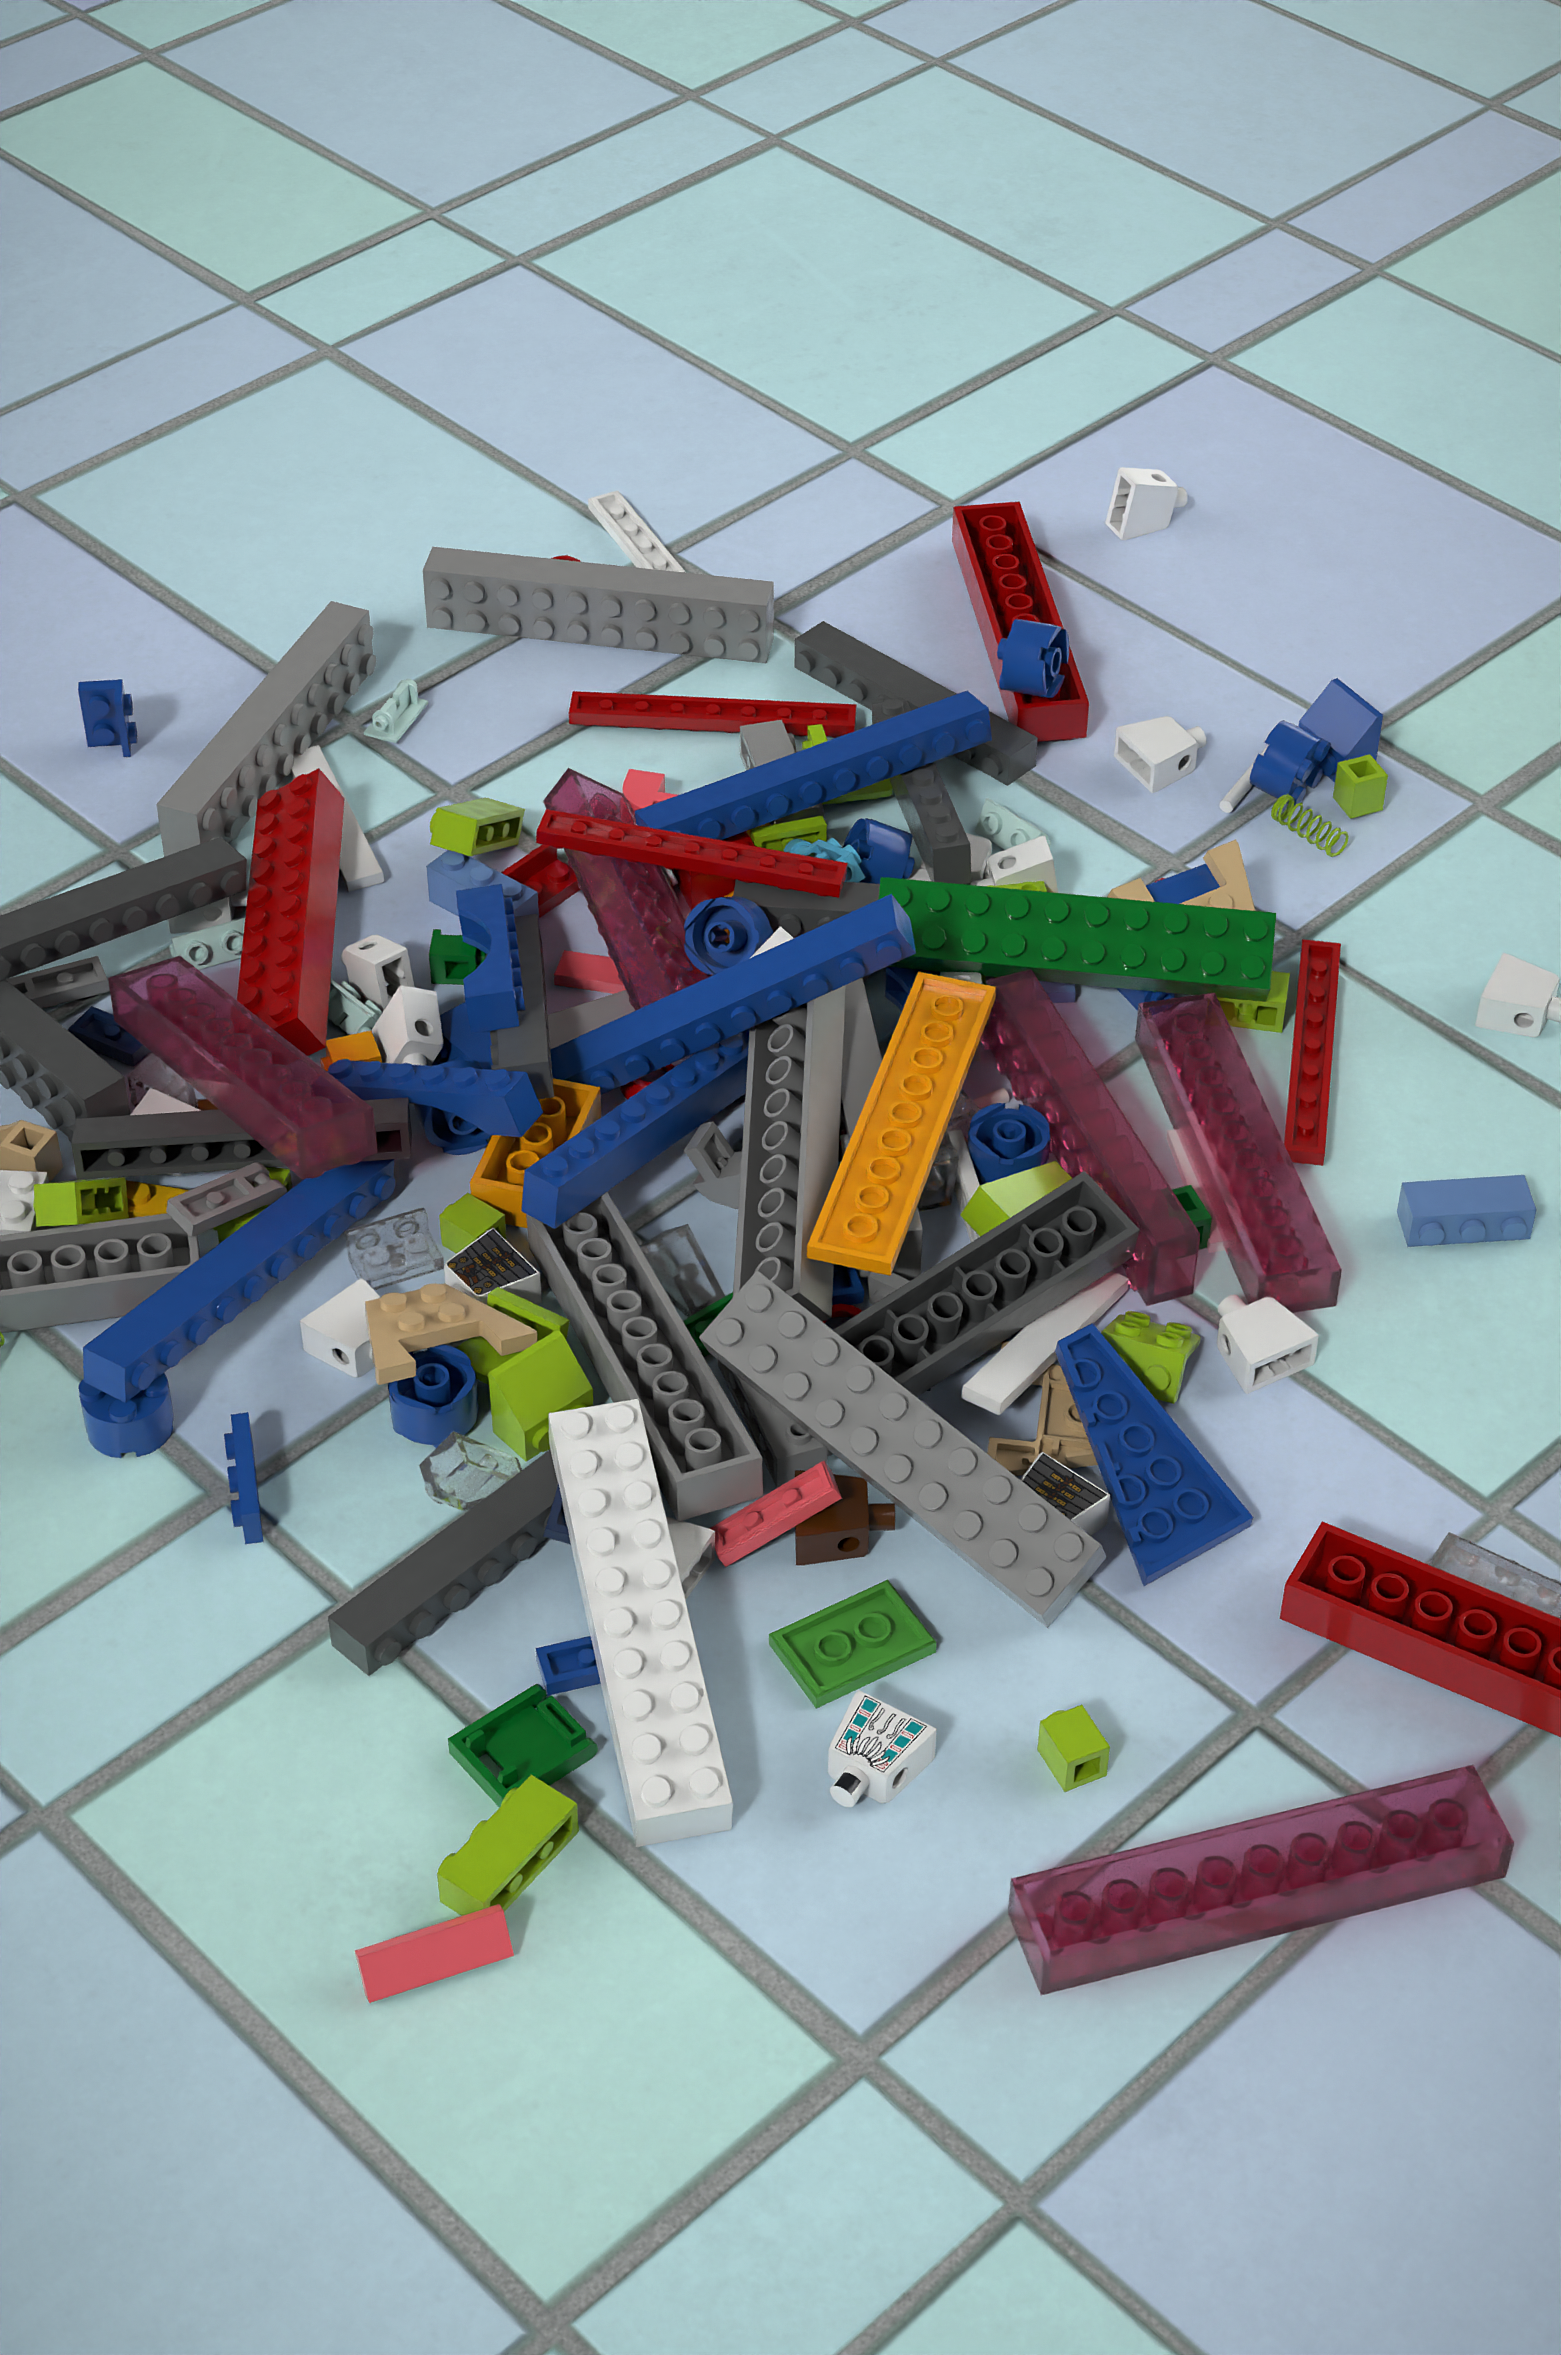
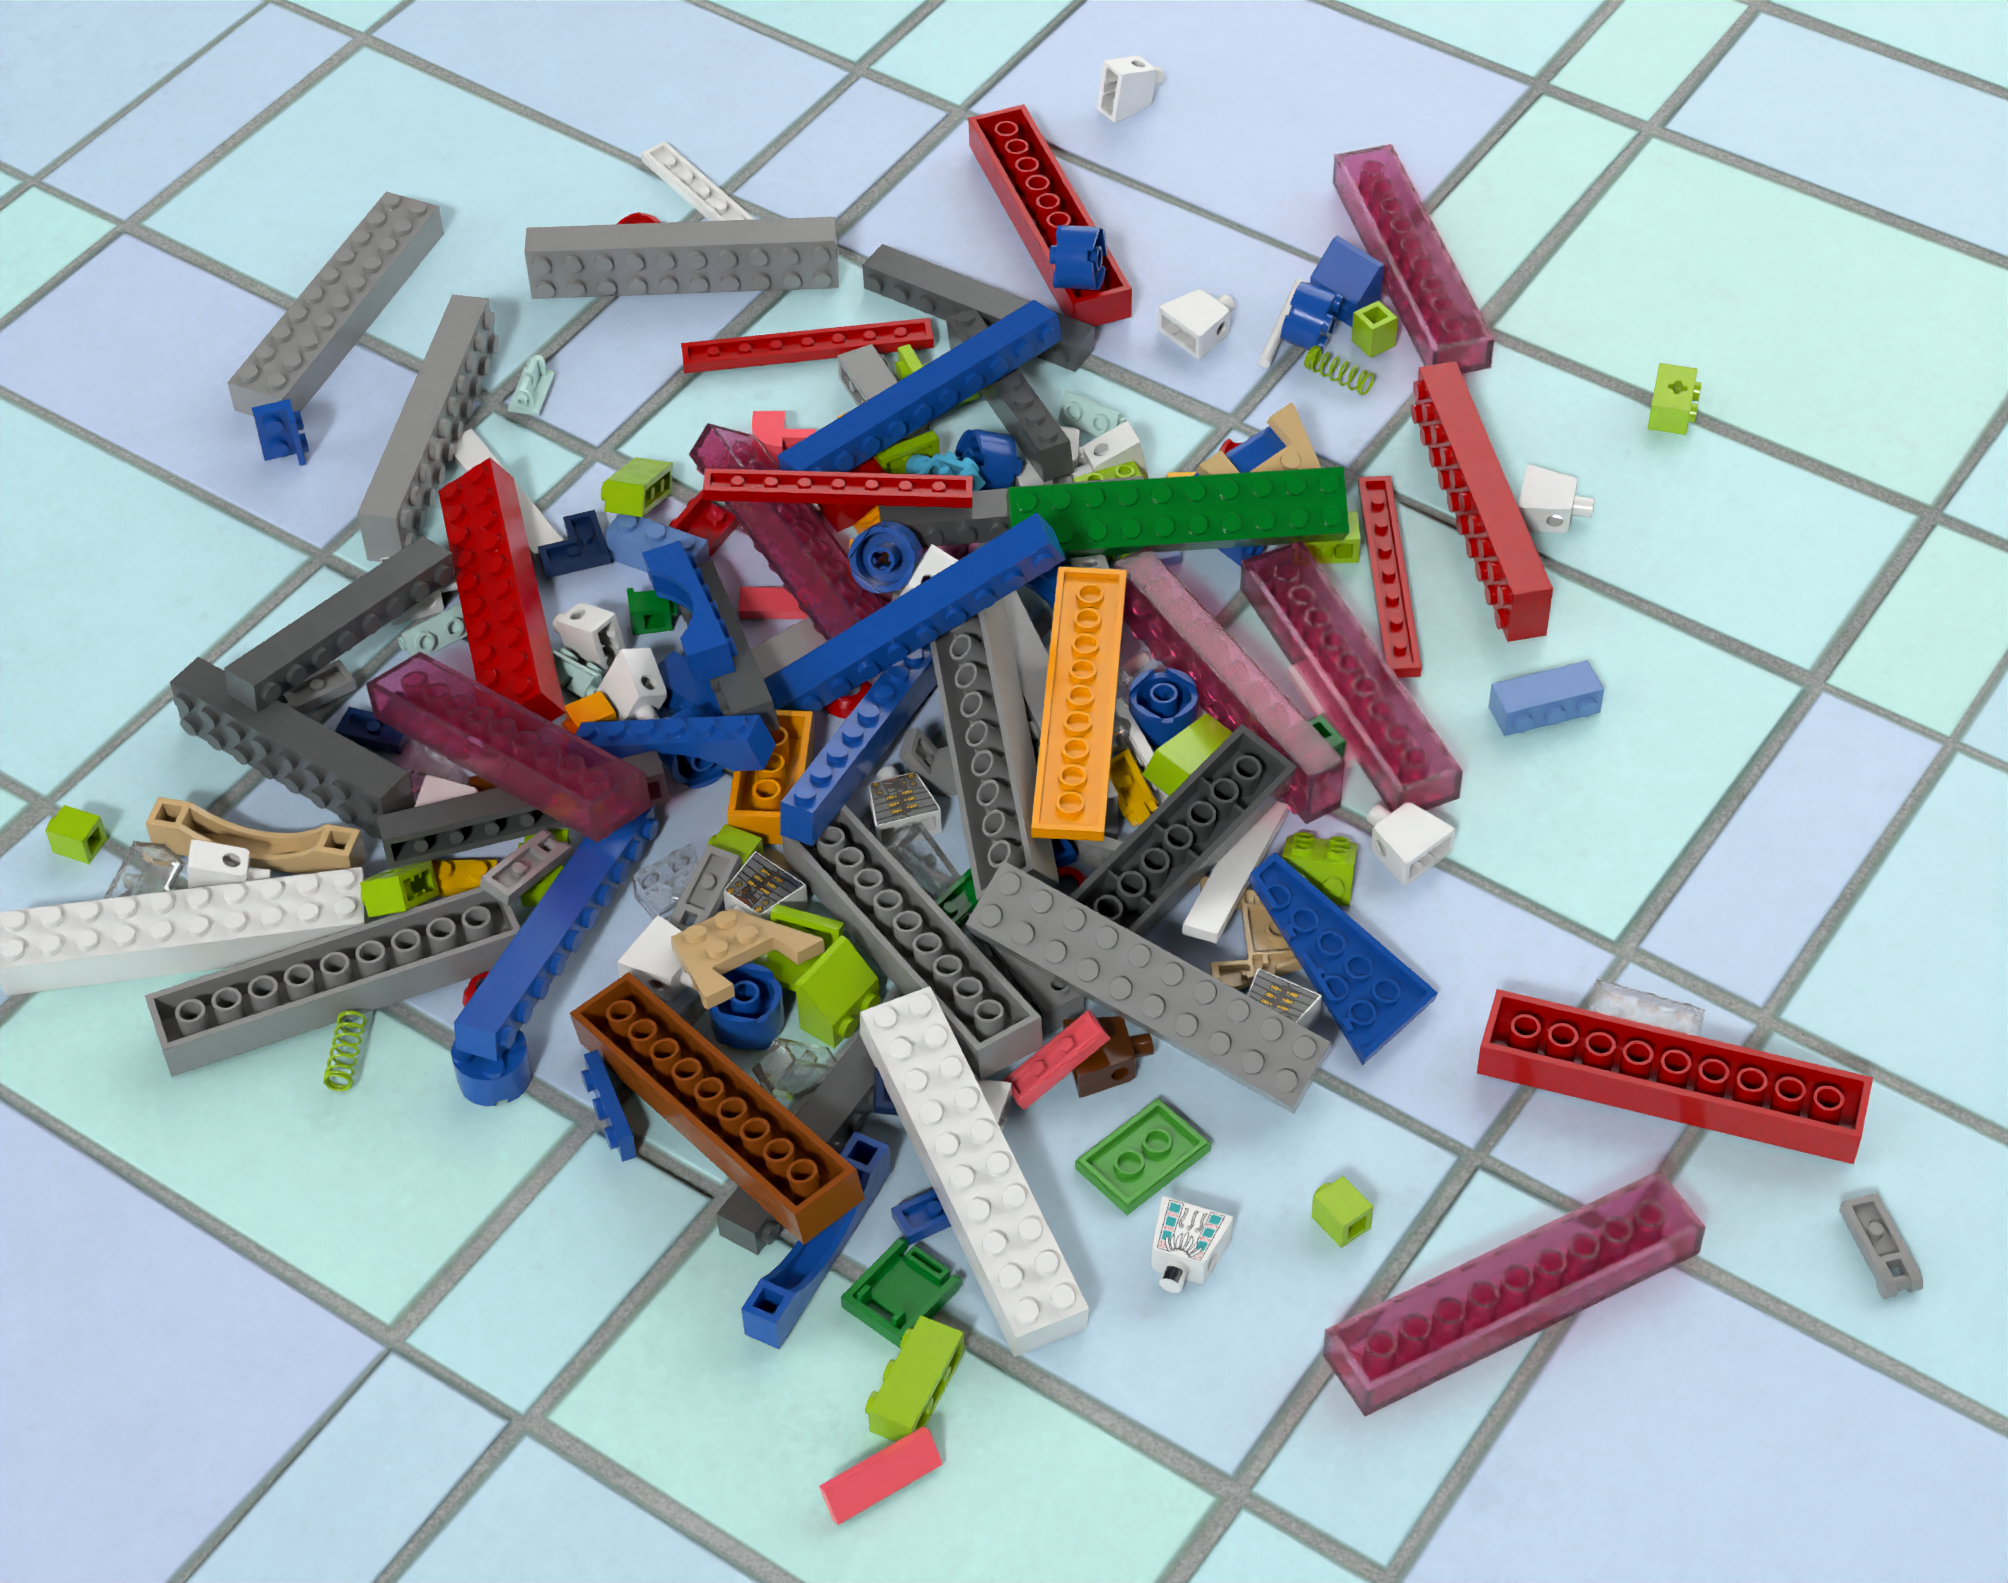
camera: 10 degrees left, 5 degrees up
(215, 600) = (338, 305): none -> light grey brick
(363, 1500) = (718, 1108): none -> dark orange brick
(383, 1722) = (788, 1288): none -> blue arch
(400, 886) = (581, 551): none -> dark blue plate
(426, 1255) = (706, 887): none -> light grey plate
(675, 1201) = (901, 802): none -> torso
(942, 1224) = (1134, 793): none -> yellow hinge
(1423, 725) = (1416, 262): none -> clear pink brick
(1440, 987) = (1482, 502): none -> brick

